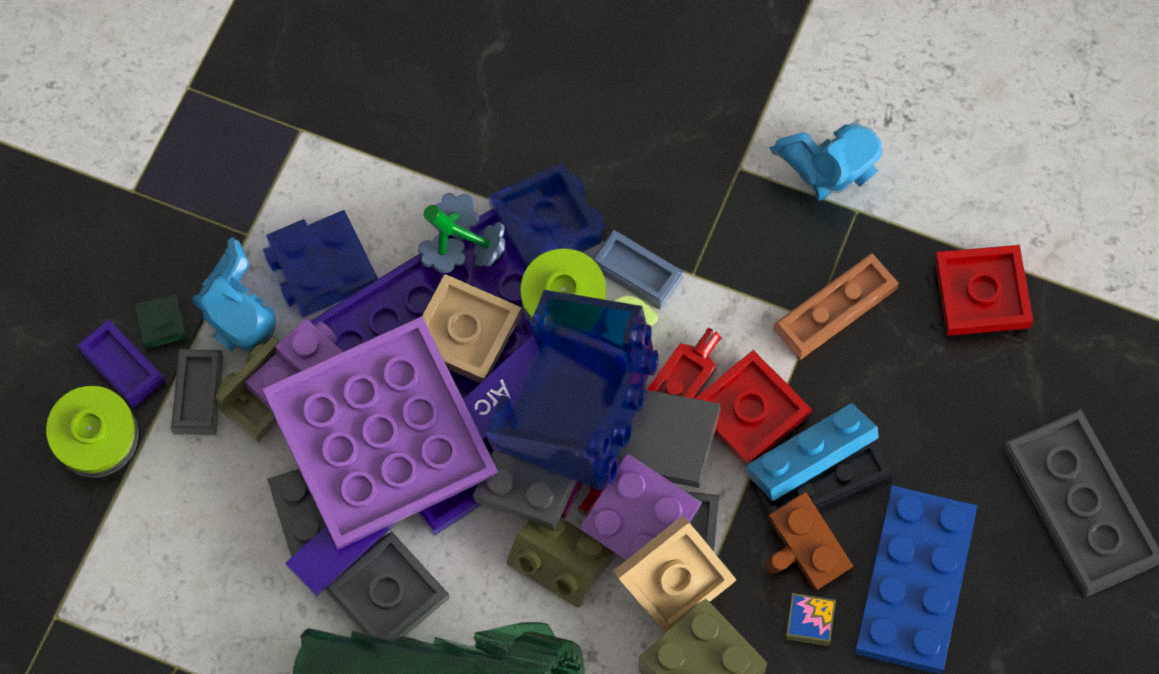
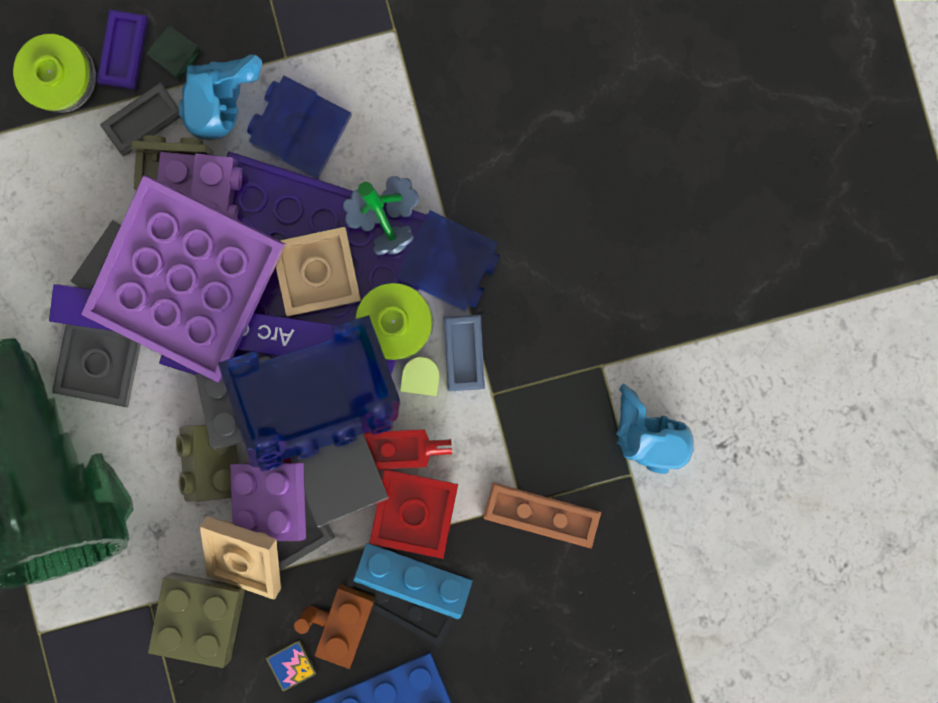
camera: 50 degrees right, 20 degrees up
(983, 290) = (631, 613): red plate -> none

